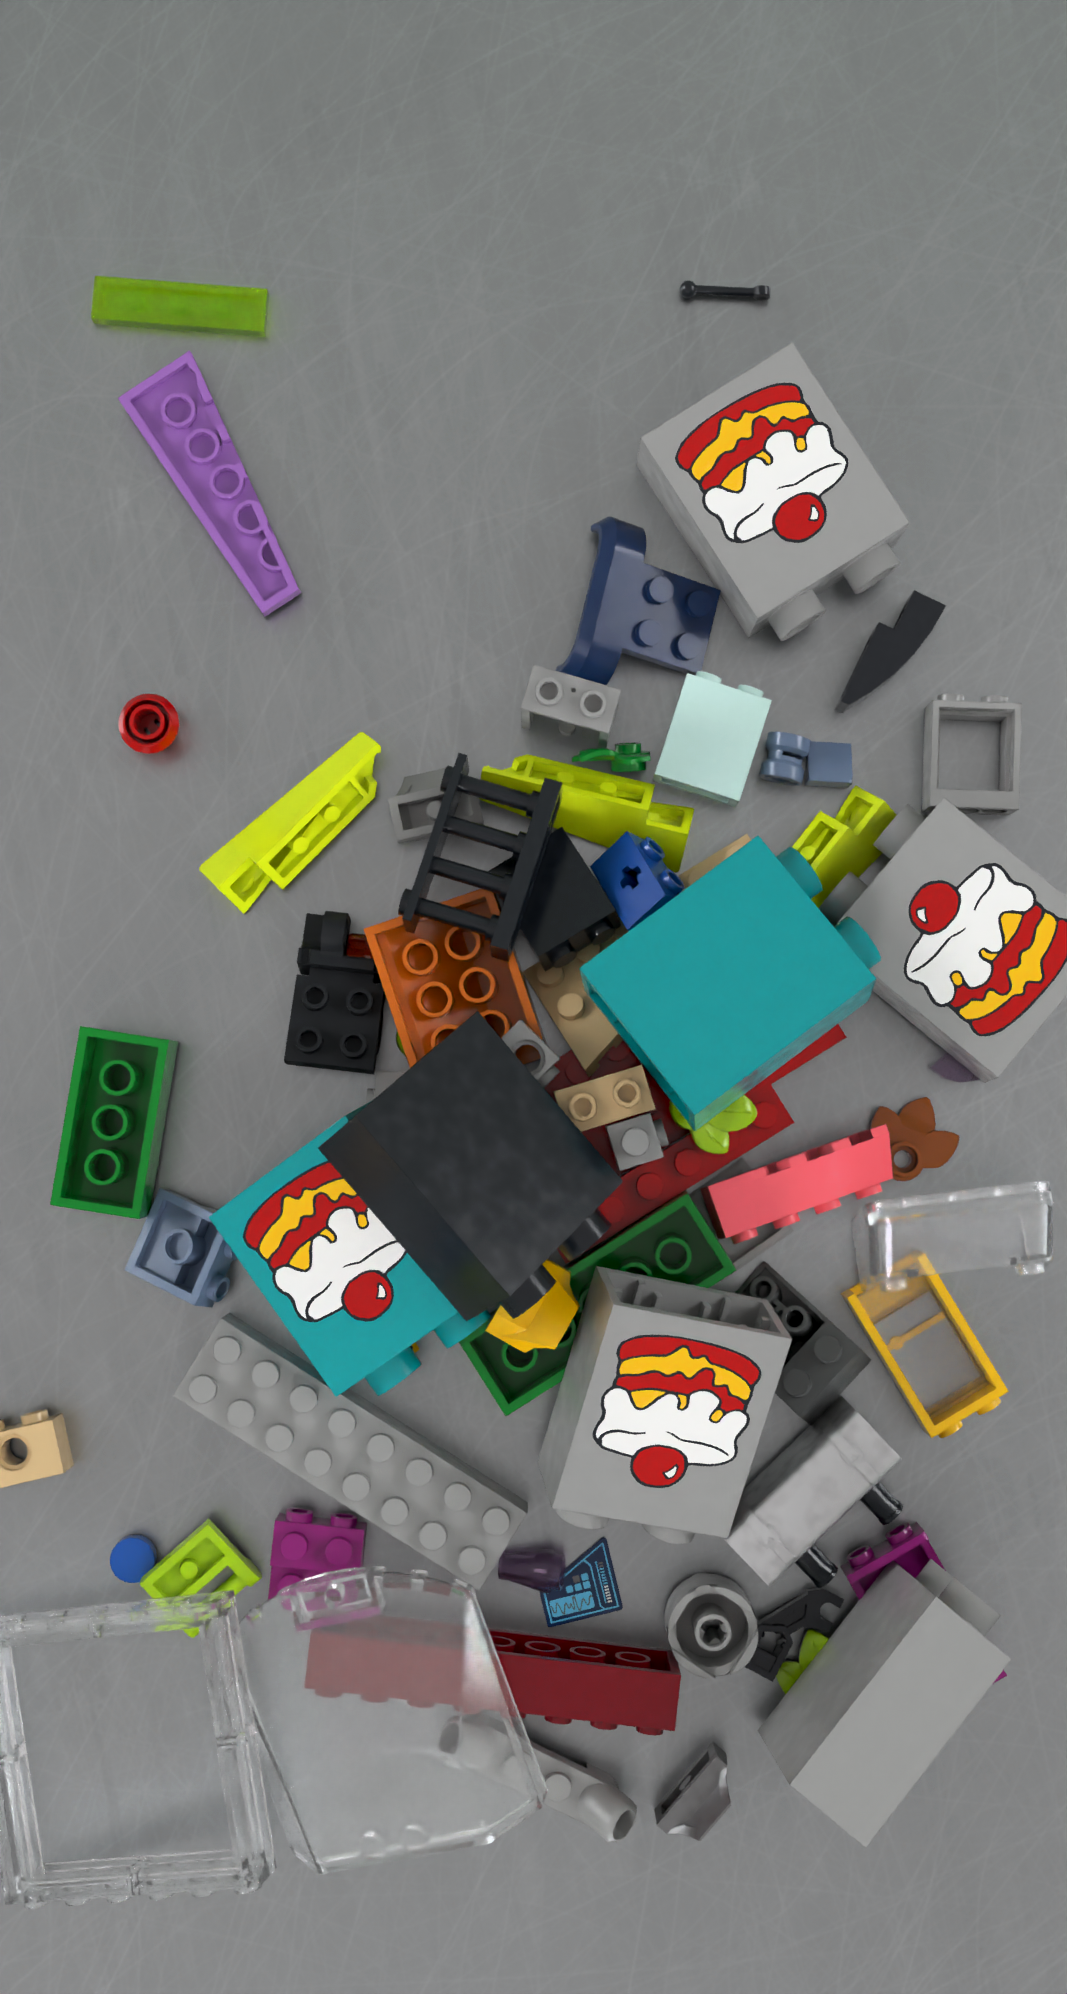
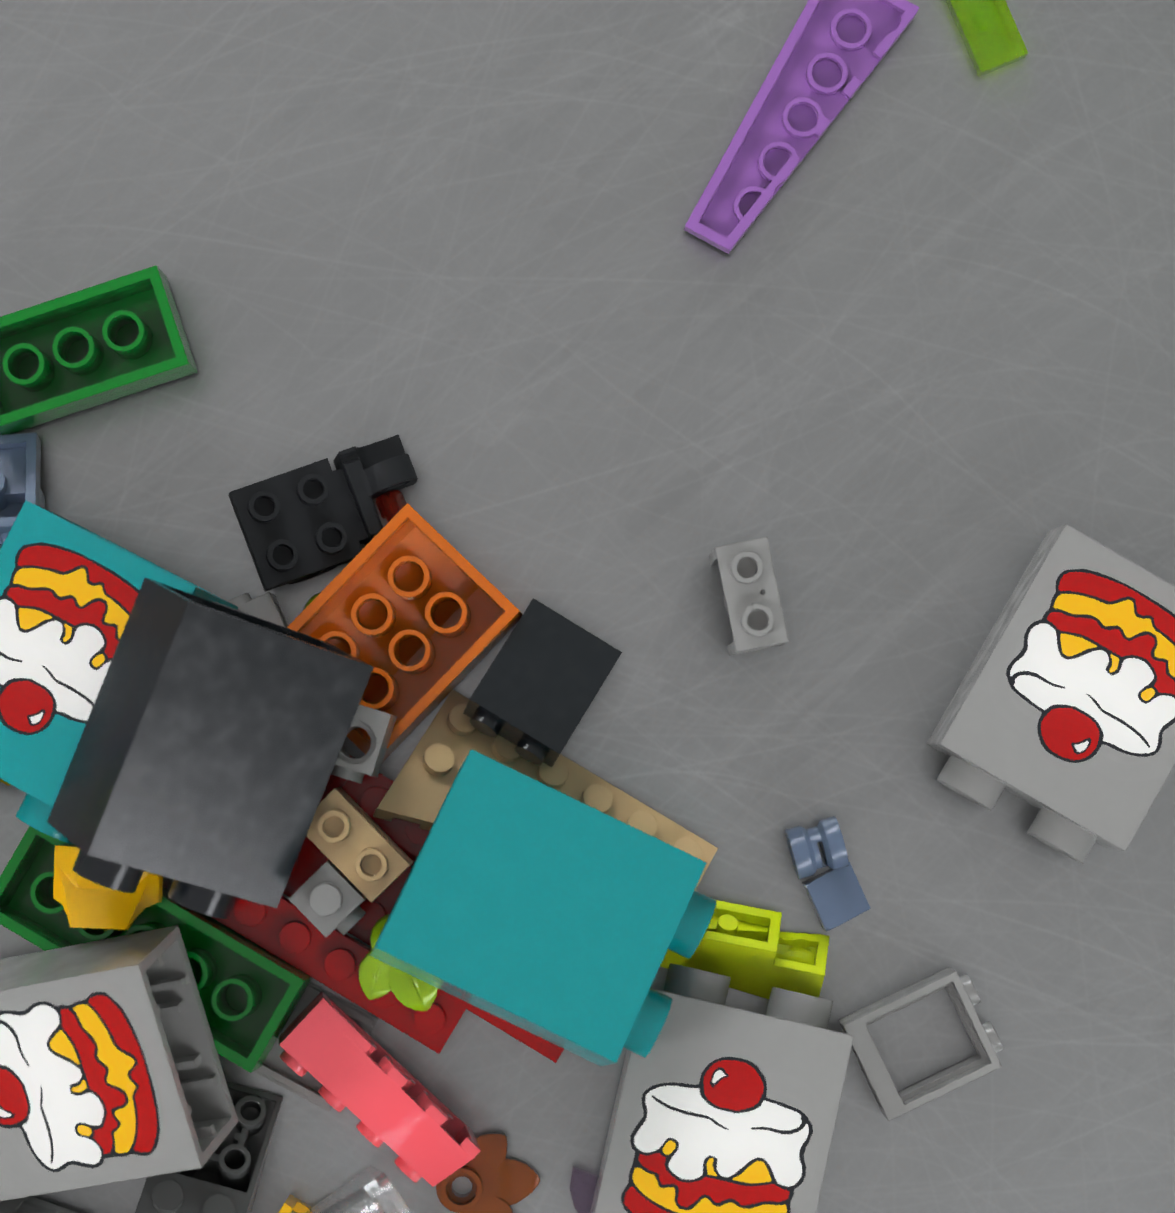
camera: 55 degrees right, 0 degrees up
(140, 715) = (517, 158): red cone -> none
(296, 825) = (482, 376): neon yellow wedge -> none
(418, 805) = (578, 507): light grey slope -> none
(512, 888) = (526, 636): black fence -> none
(600, 804) = (662, 672): neon yellow wedge -> none
(625, 758) = (729, 680): green plate -> none
(636, 878) = (605, 760): blue brick -> none
(638, 610) = (889, 613): dark blue piece -> none
(712, 738) = (798, 761): light aqua brick -> none
(890, 649) = (988, 899): black slope -> none

